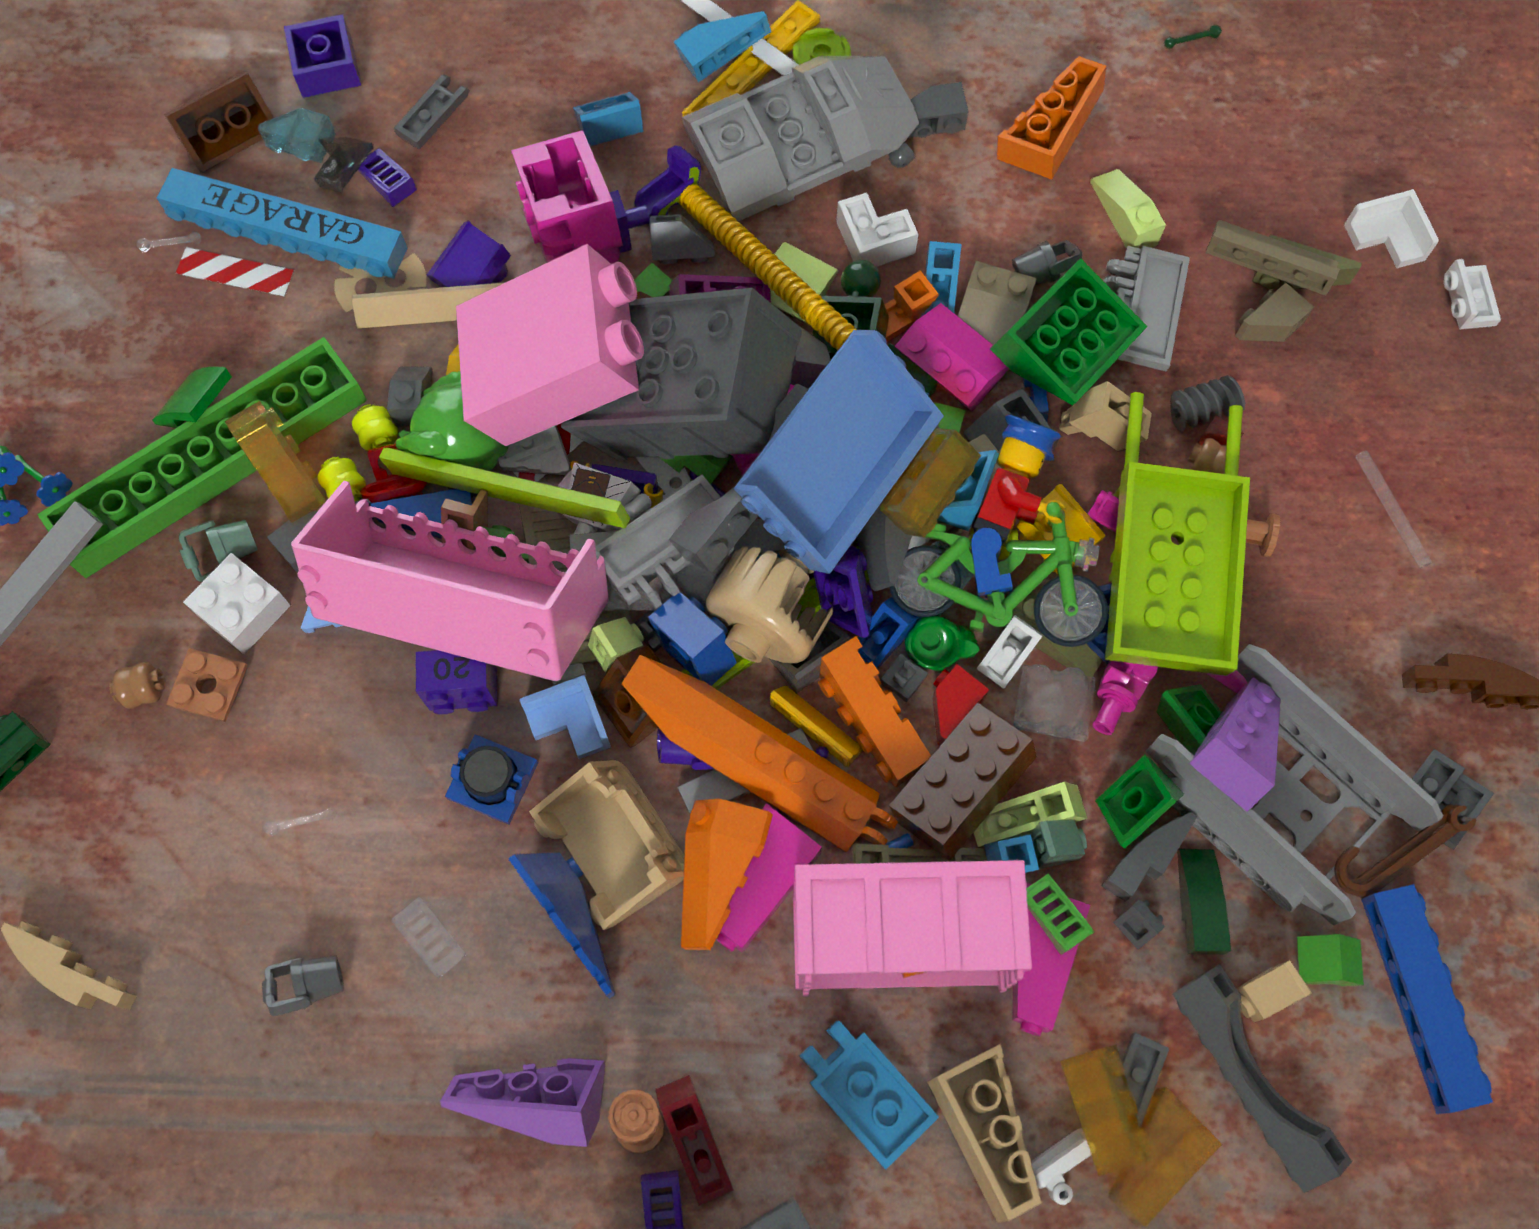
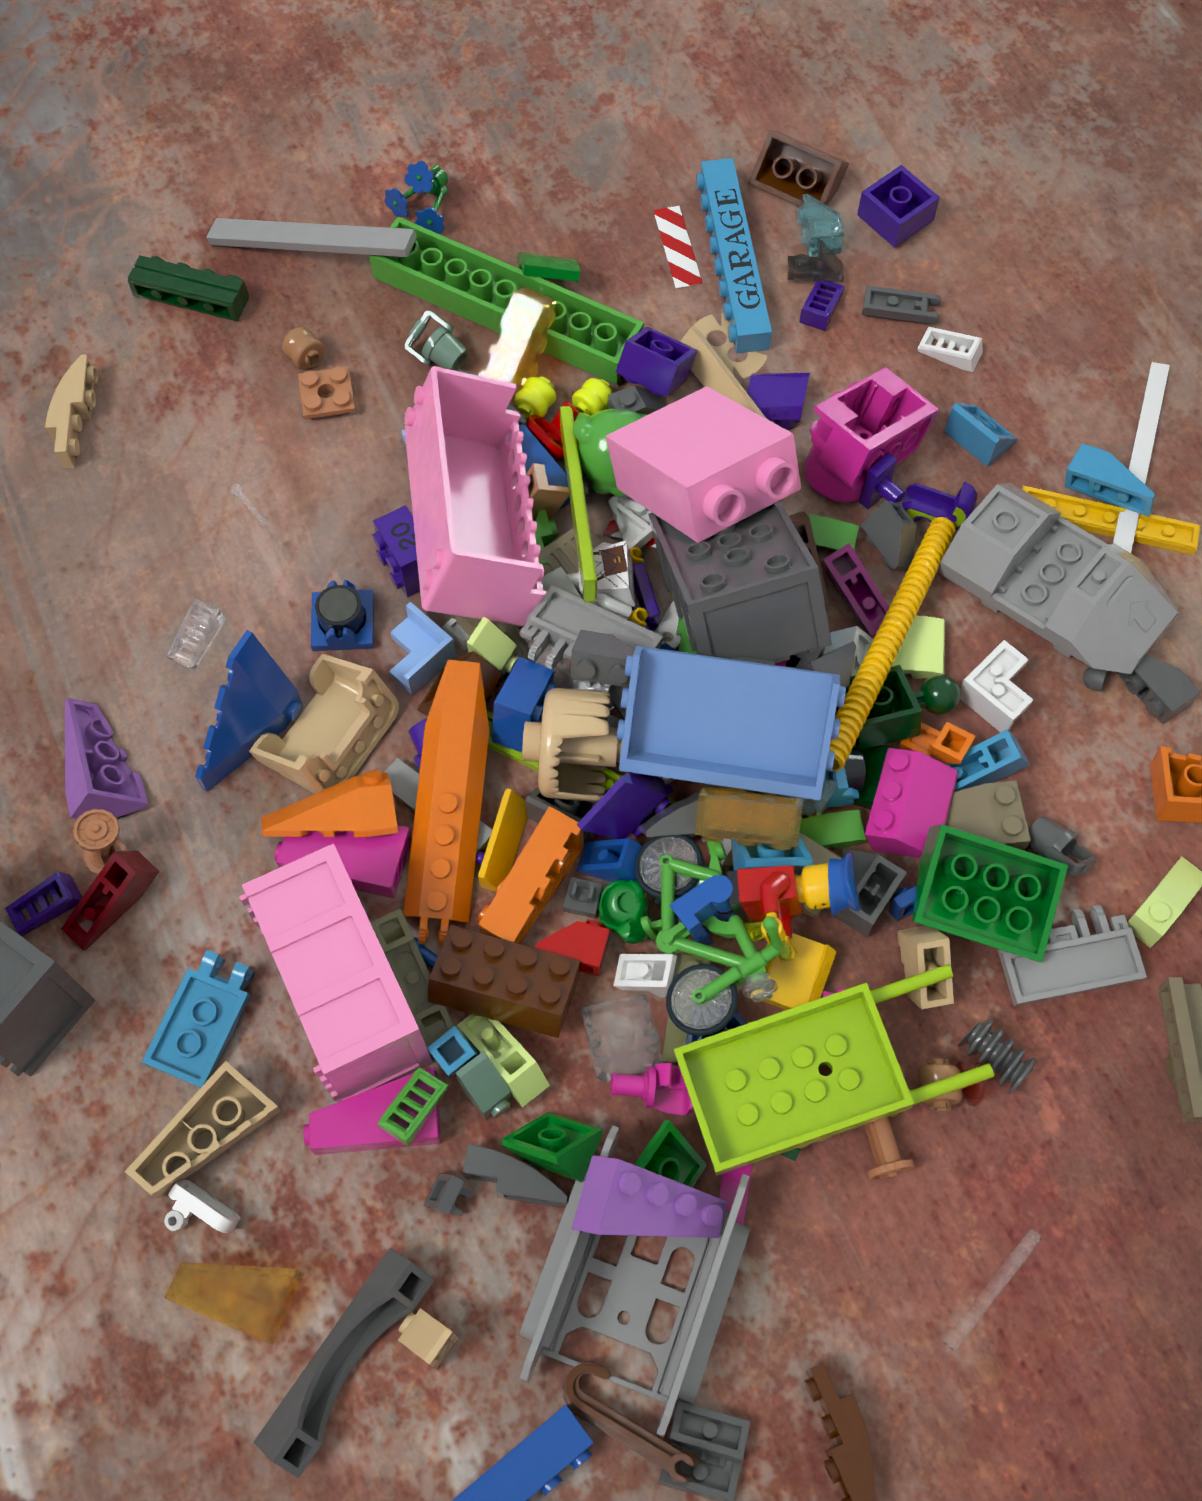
camera: 65 degrees right, 5 degrees down
(144, 245) = (664, 179): clear hinge -> none
(237, 603) = (394, 375): white brick -> none
(311, 982) = (124, 566): dark grey piece -> none
(373, 347) = (656, 361): none -> dark purple brick
(504, 81) = (949, 355): none -> white slope
(820, 43) = (1166, 565): lime tile -> none
(1106, 1109) = (255, 1218): clear yellow wedge -> none
(1142, 1068) = (297, 1248): dark grey hinge -> none
(1203, 902) = (491, 1245): dark green slope -> none
(1276, 317) = (1134, 1089): dark tan slope -> none
(1330, 960) = (486, 1391): bright green piece -> none

